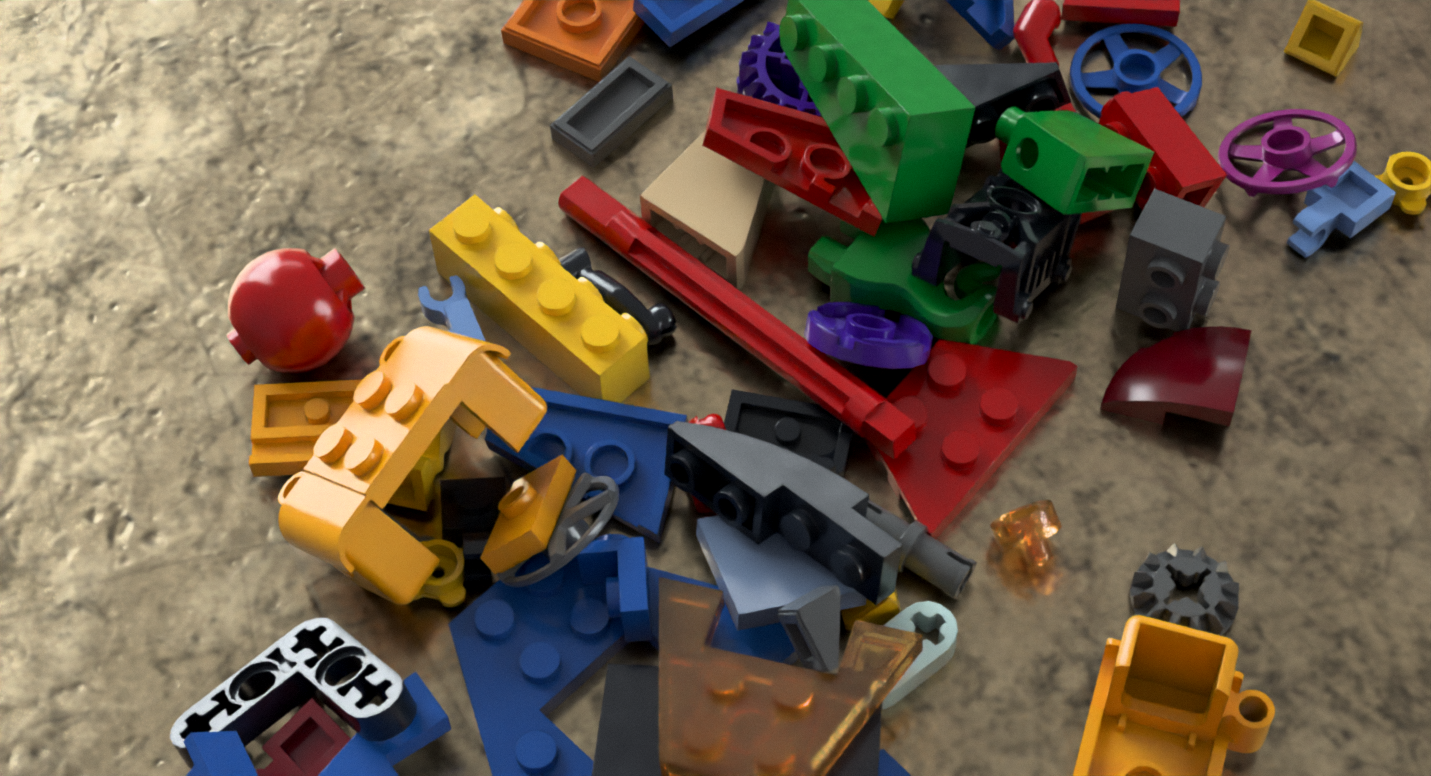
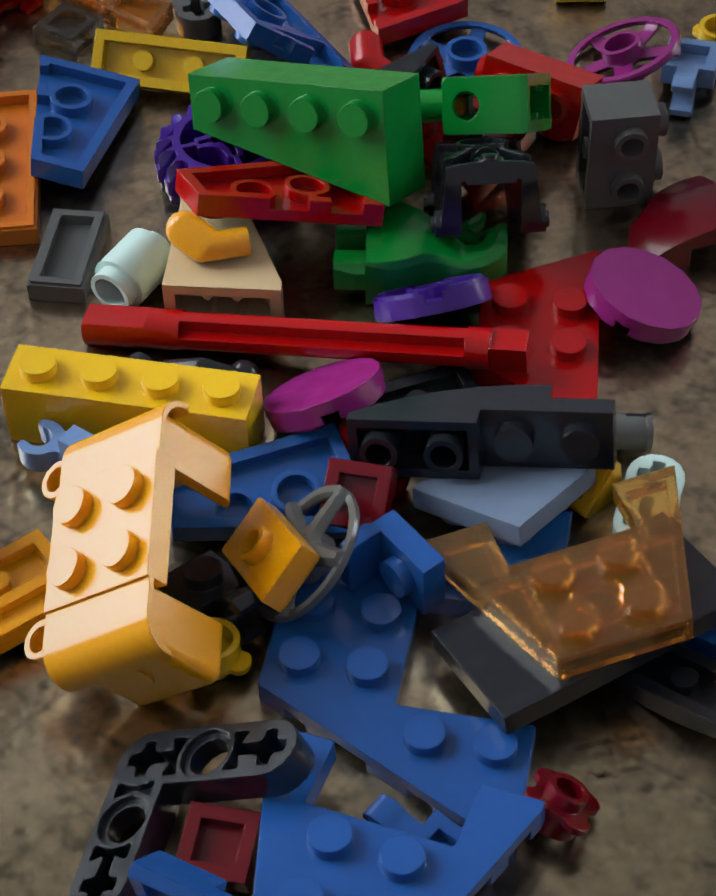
camera: 35 degrees left, 10 degrees down
(640, 157) = (131, 269): none -> light aqua brick
(646, 500) = (369, 483): none -> dark red plate
(698, 172) = (204, 242): none -> light orange arm
(701, 382) = (324, 391): none -> magenta tile
(814, 627) = (590, 501): dark grey slope -> none
(1027, 530) = (667, 372): clear orange tile -> none
(1073, 435) = (642, 294): none -> magenta tile

